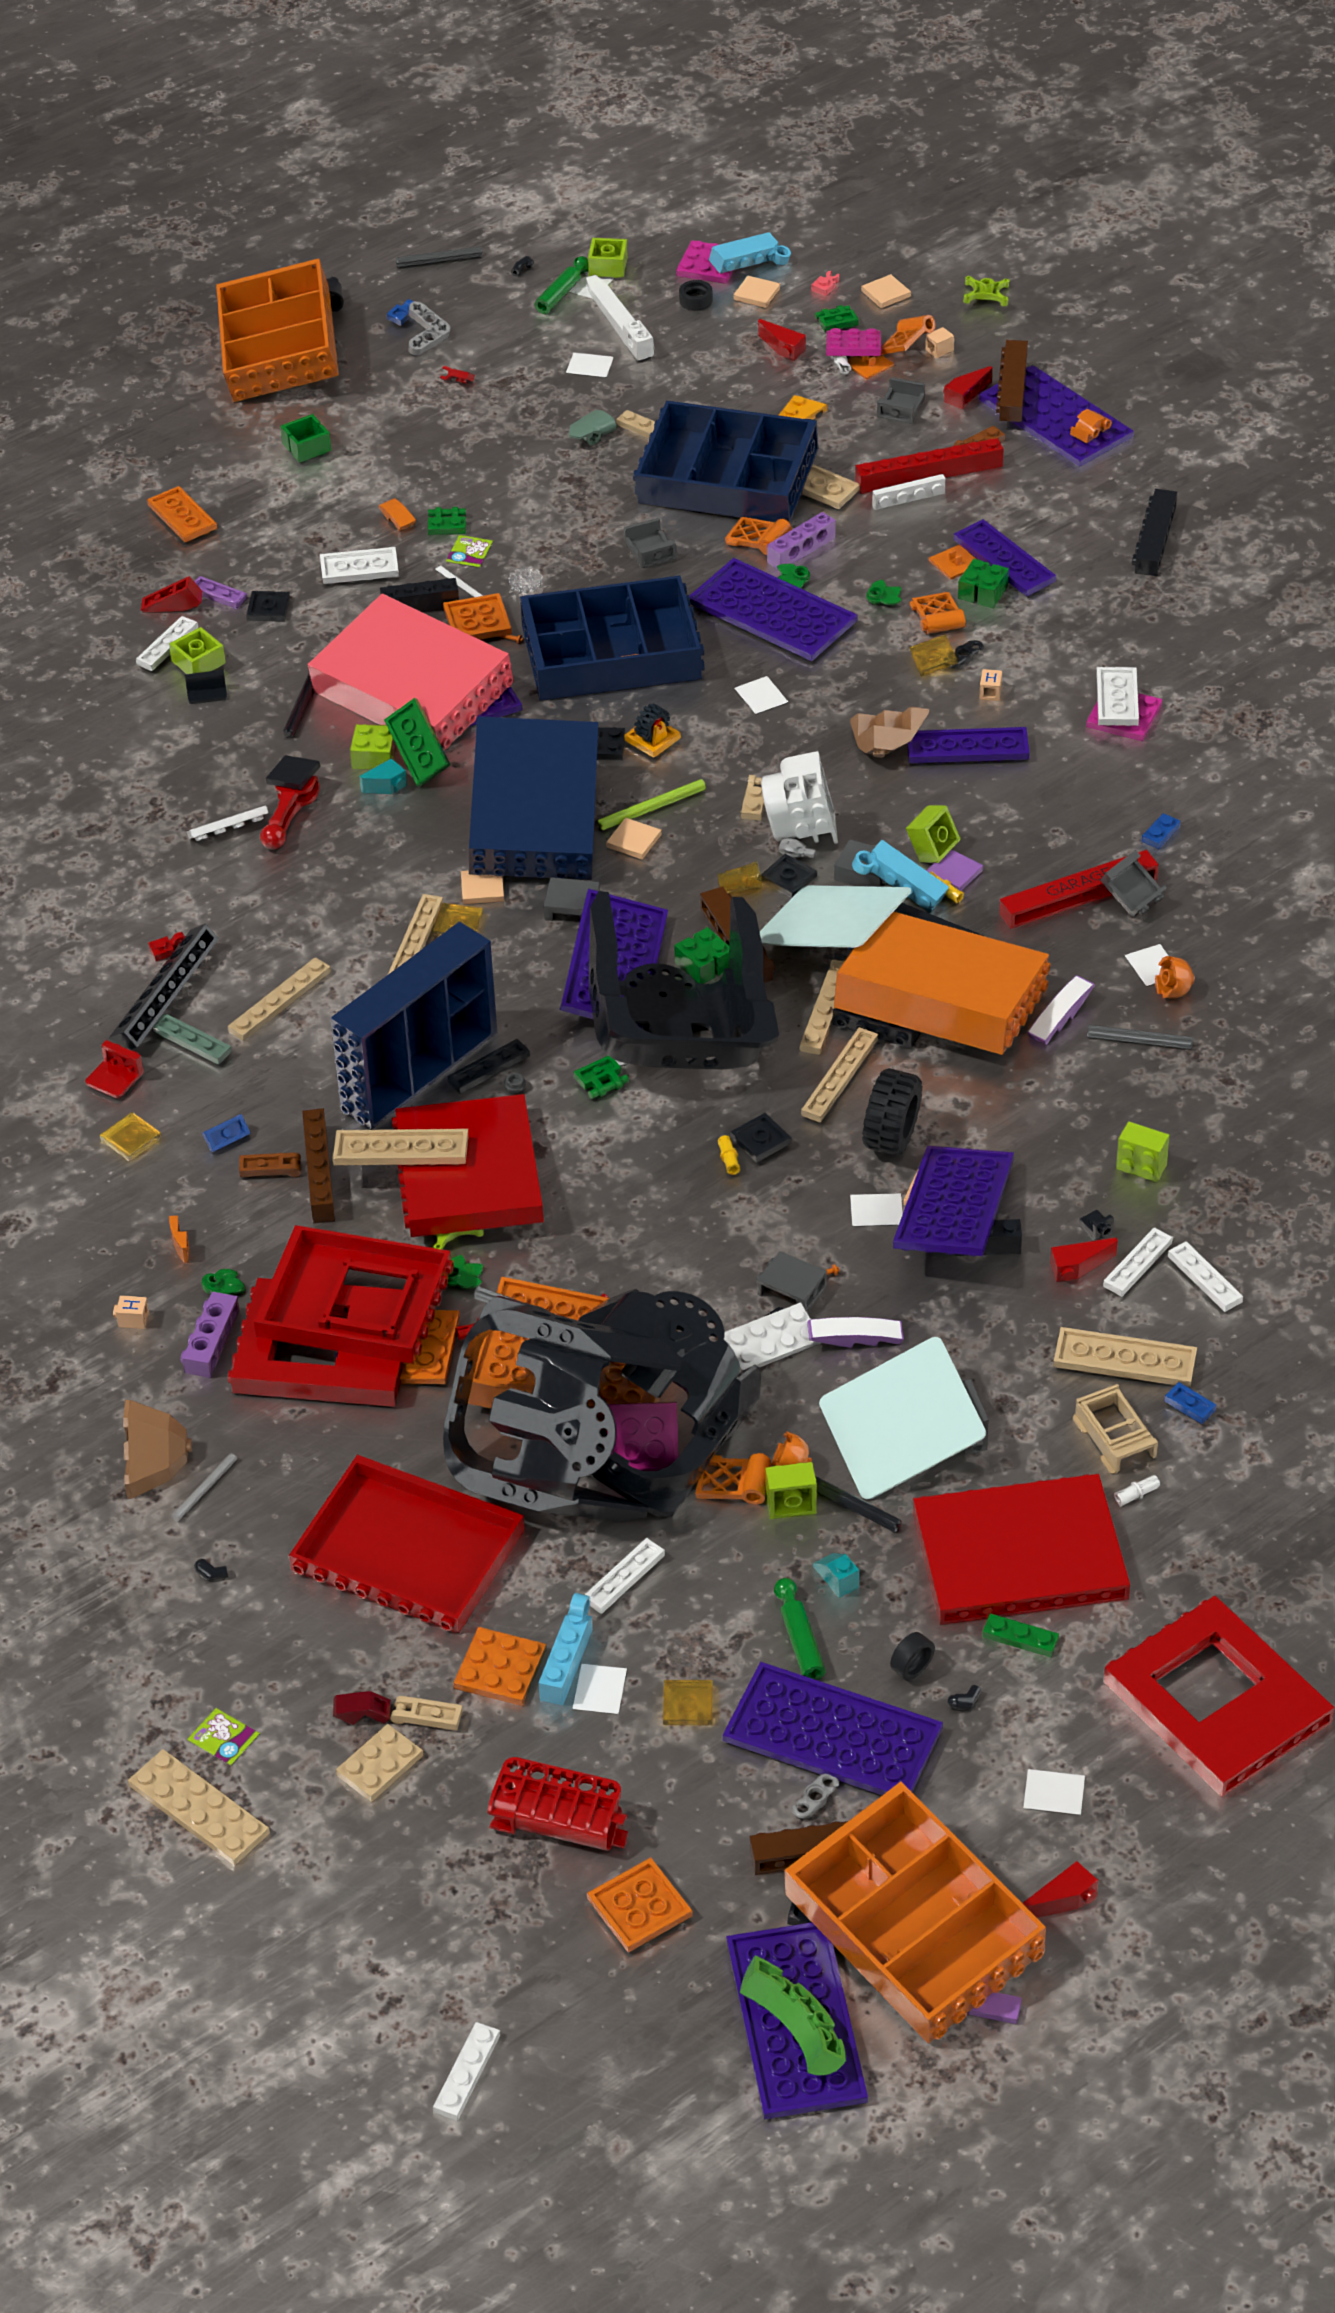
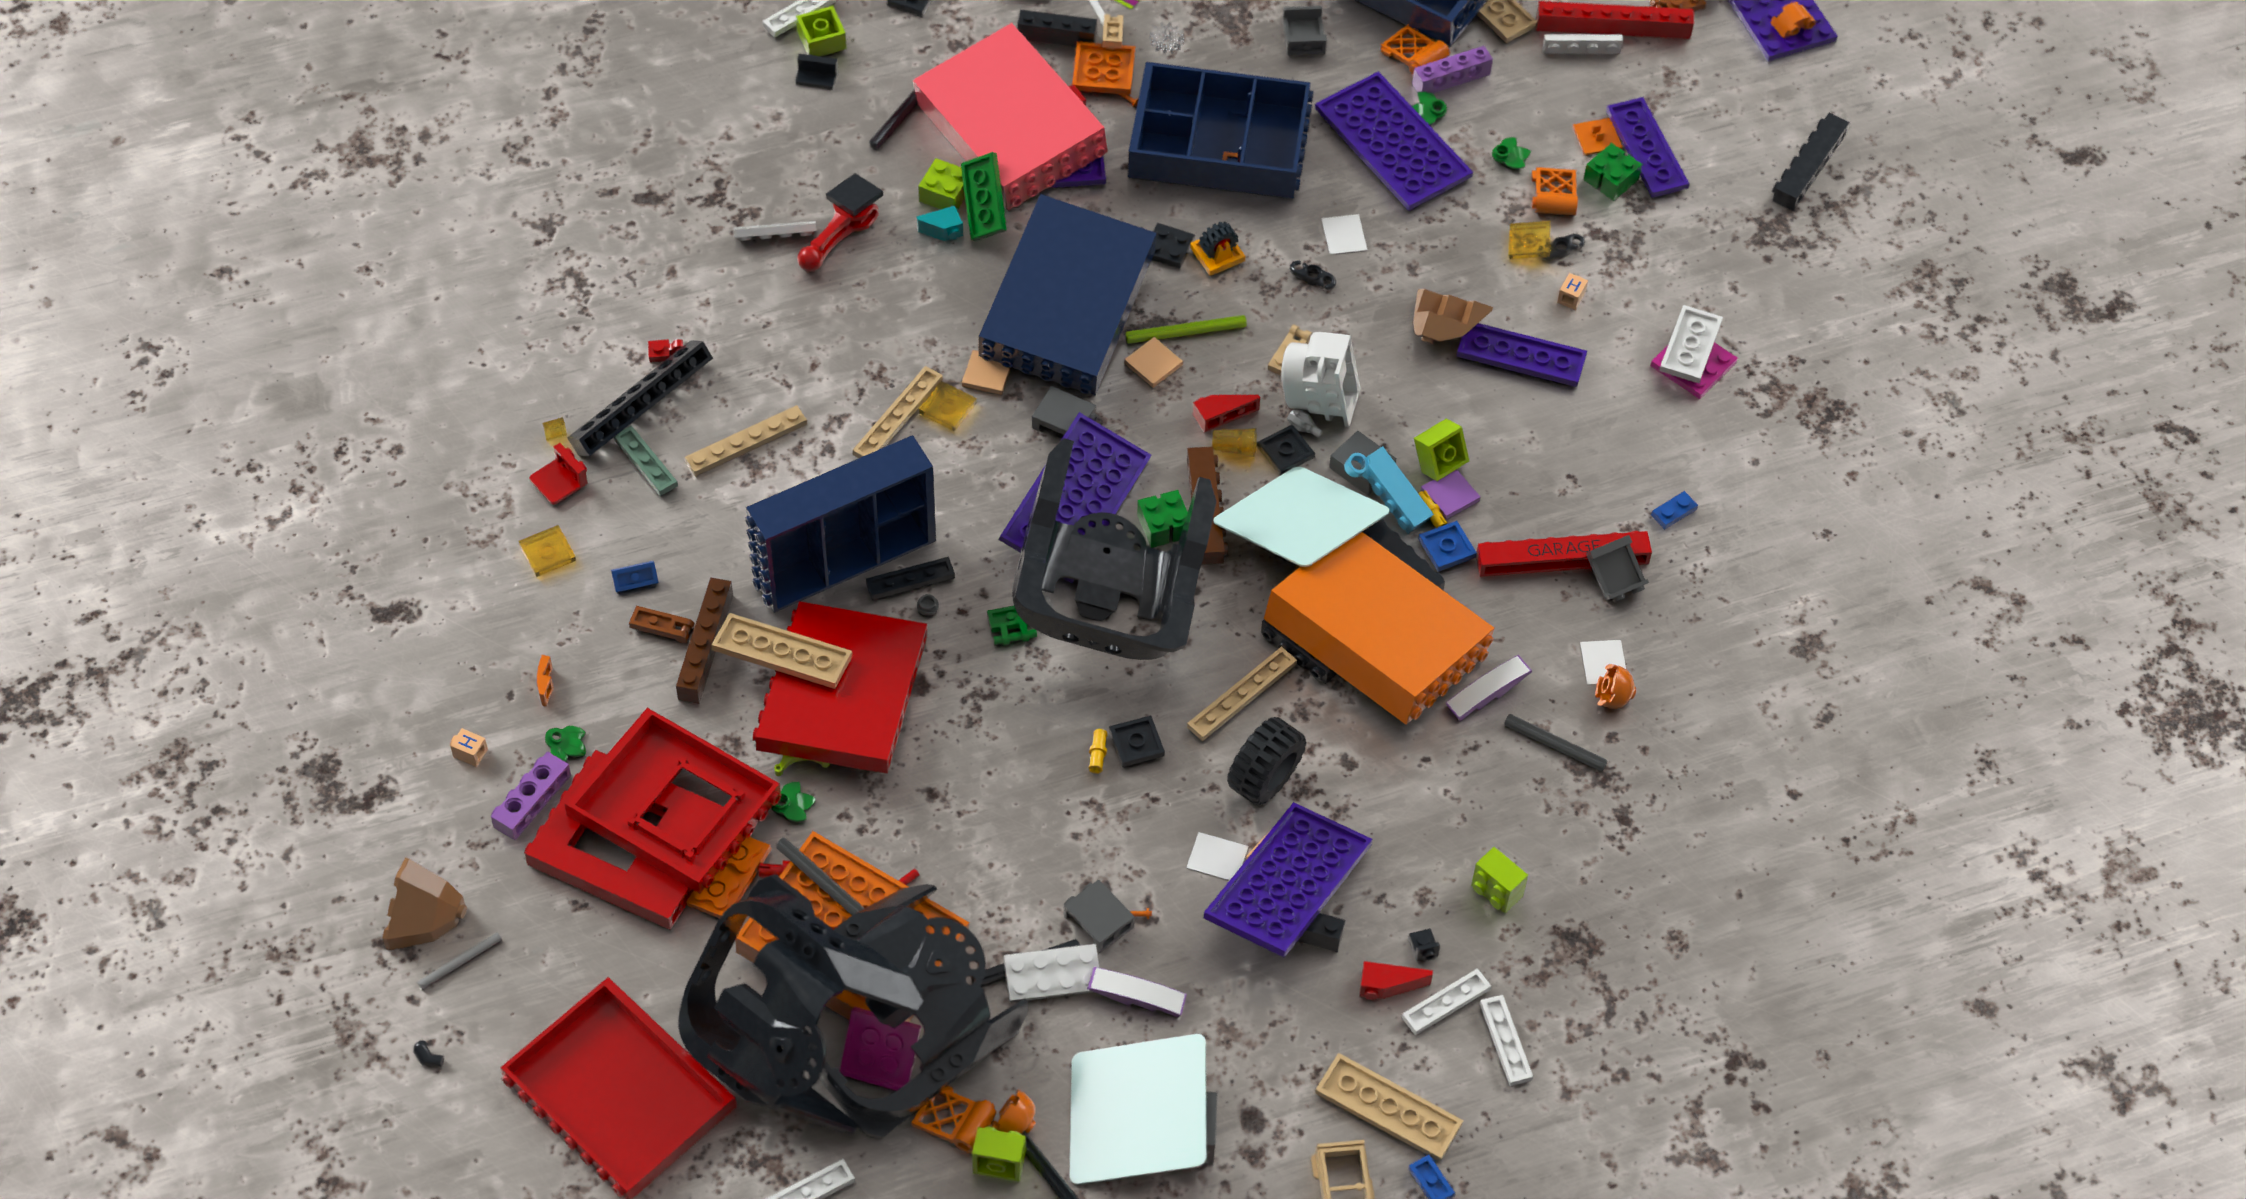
camera: 15 degrees right, 10 degrees up
(91, 1035) = (554, 429): none -> clear yellow tile
(473, 586) = (1112, 31): none -> tan plate
(716, 857) = (1221, 409): none -> red slope
(739, 733) = (1323, 275): none -> black piece
(822, 1014) = (1250, 624): tan plate -> none
(971, 910) = (1447, 546): none -> blue plate

